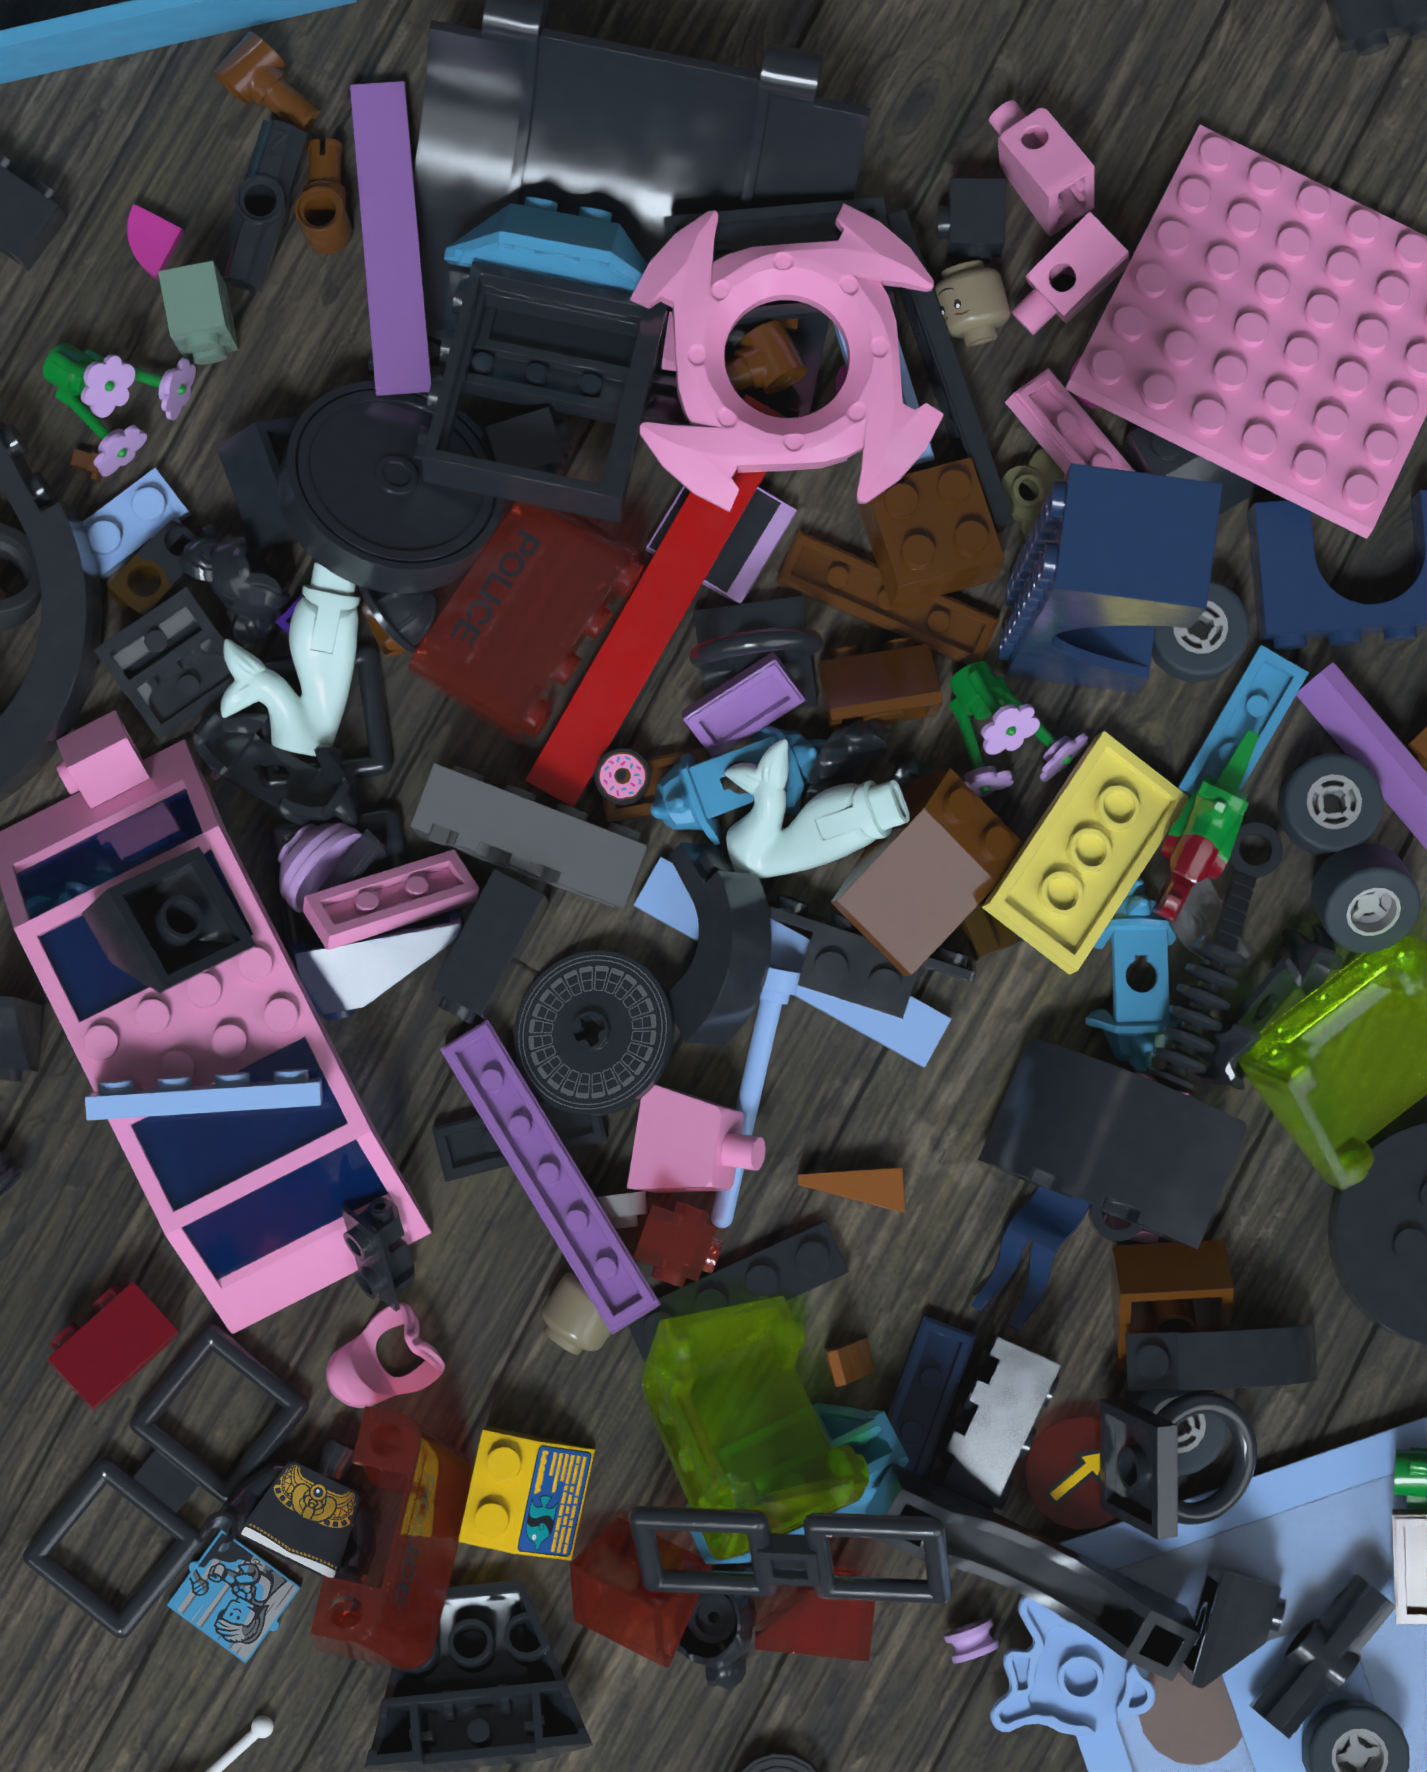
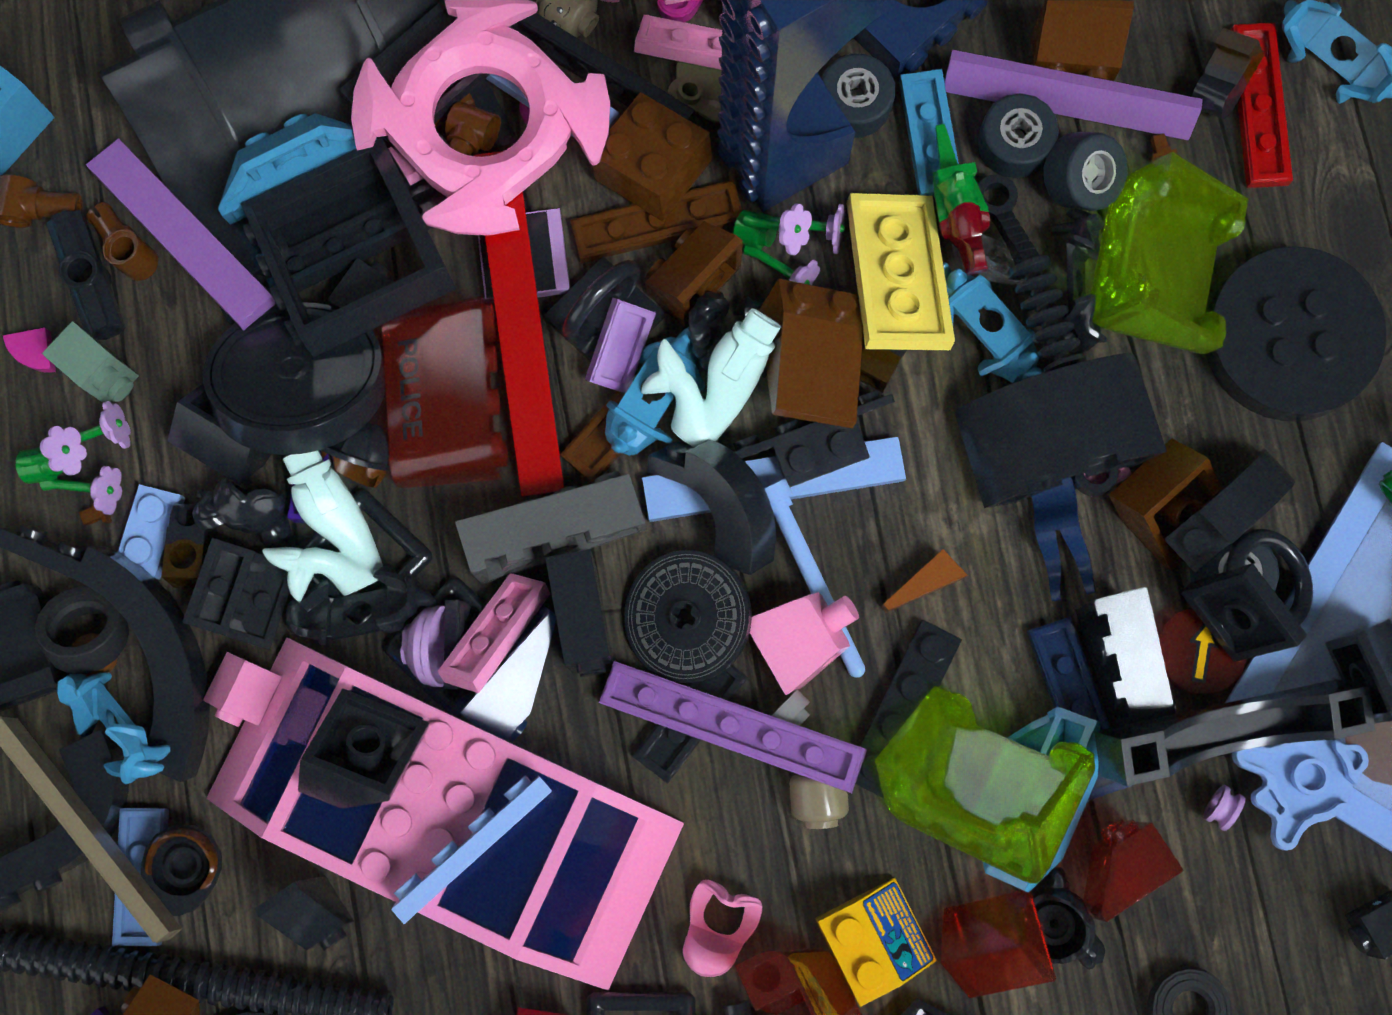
camera: 35 degrees left, 5 degrees down
(379, 1250) = (661, 859): black hinge -> none
(622, 777) = (580, 446): tile -> none
(678, 1243) = (845, 703): clear red brick -> none
(792, 1557) = (1086, 842): black bar -> none
(849, 1361) = (1007, 696): dark orange piece -> none

